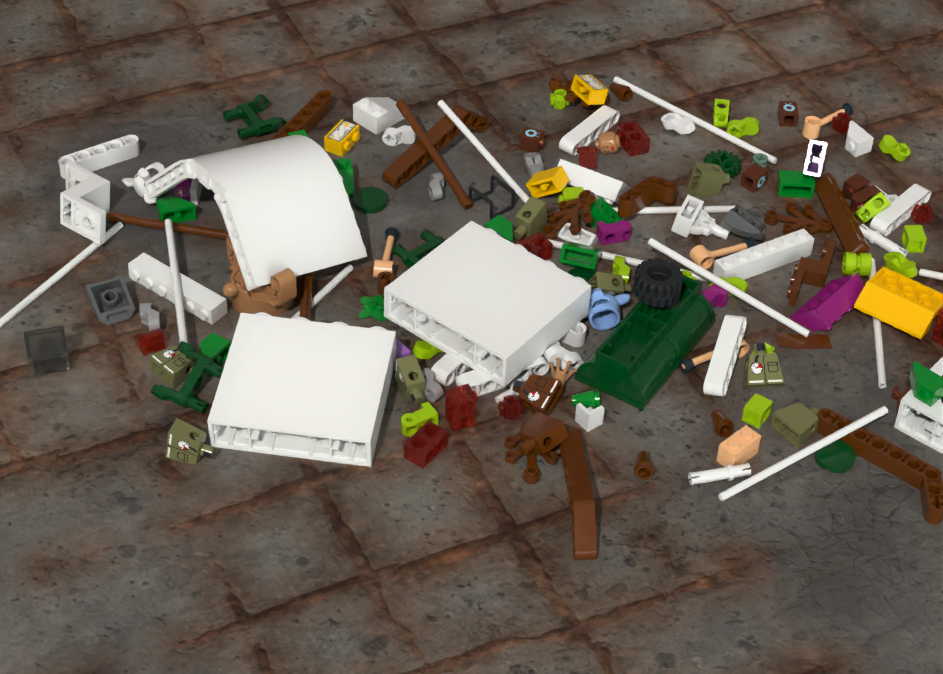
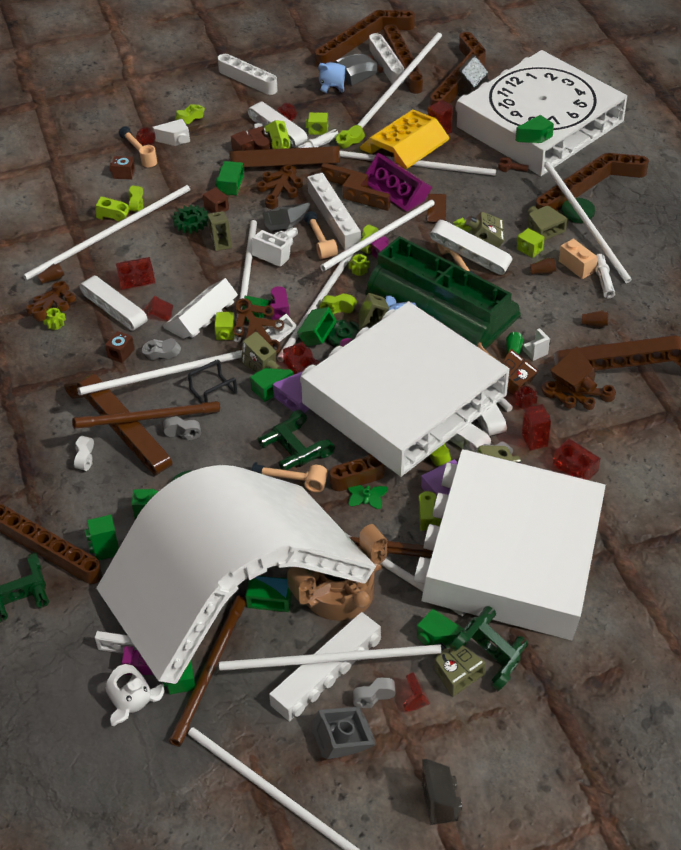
camera: 80 degrees left, 5 degrees up
(85, 203) = (166, 756): white bracket -> none
(102, 154) = (57, 762): white beam -> none
(187, 443) = (588, 642): olive torso -> none
(342, 138) = (76, 503): yellow brick -> none
(376, 113) = (36, 469): white slope -> none
(412, 421) = (540, 458): lime leg -> none
(547, 182) = (203, 336): yellow brick -> none
(589, 89) = (61, 287): yellow brick -> none
(608, 142) = (139, 290): medium nougat head -> none
(644, 194) = (227, 265): reddish brown beam -> none
(657, 282) = (410, 256): black tyre -> none
(678, 123) = (117, 240): white piece -> none
(760, 159) = (187, 197): sand green bush -> none
(815, 158) = (213, 152): slope -> none
(856, 263) = (350, 157): lime wheel -> none

